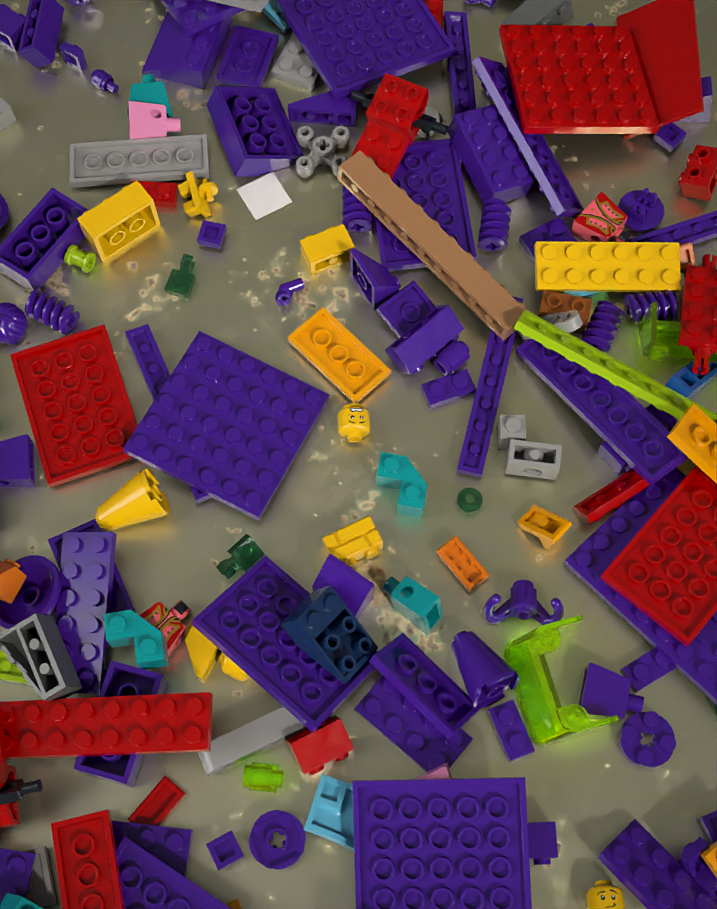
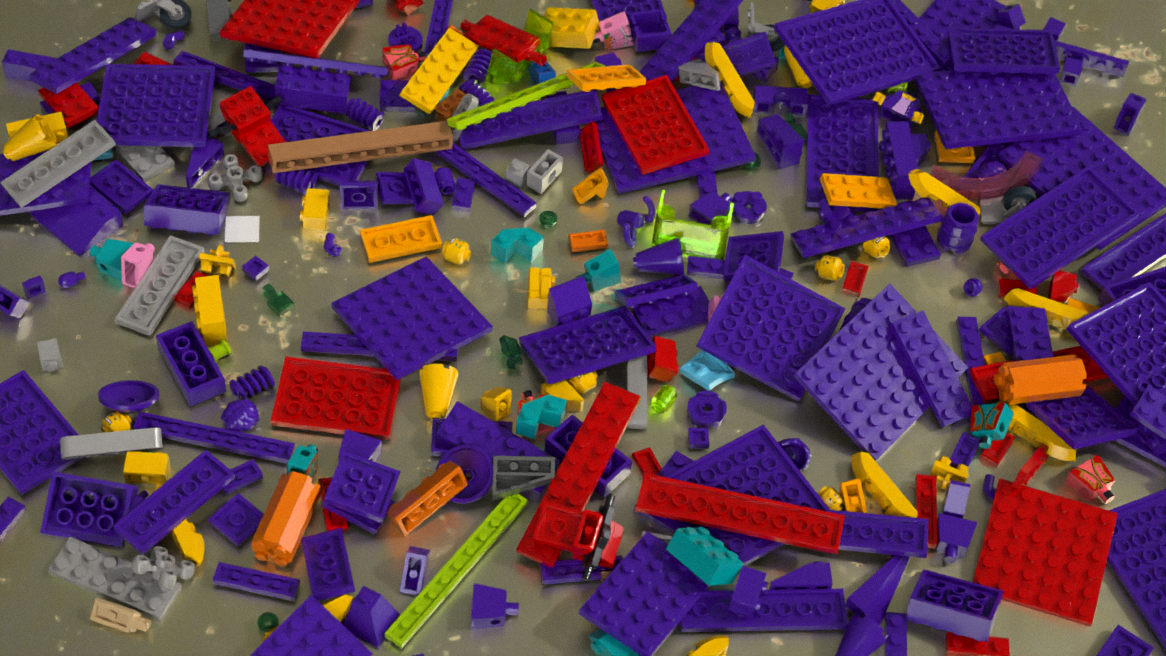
camera: 70 degrees left, 15 degrees down
(149, 576) = (497, 403): none -> yellow slope
(330, 633) = (595, 318): dark blue slope -> none
(558, 787) = (761, 247): none -> dark purple plate

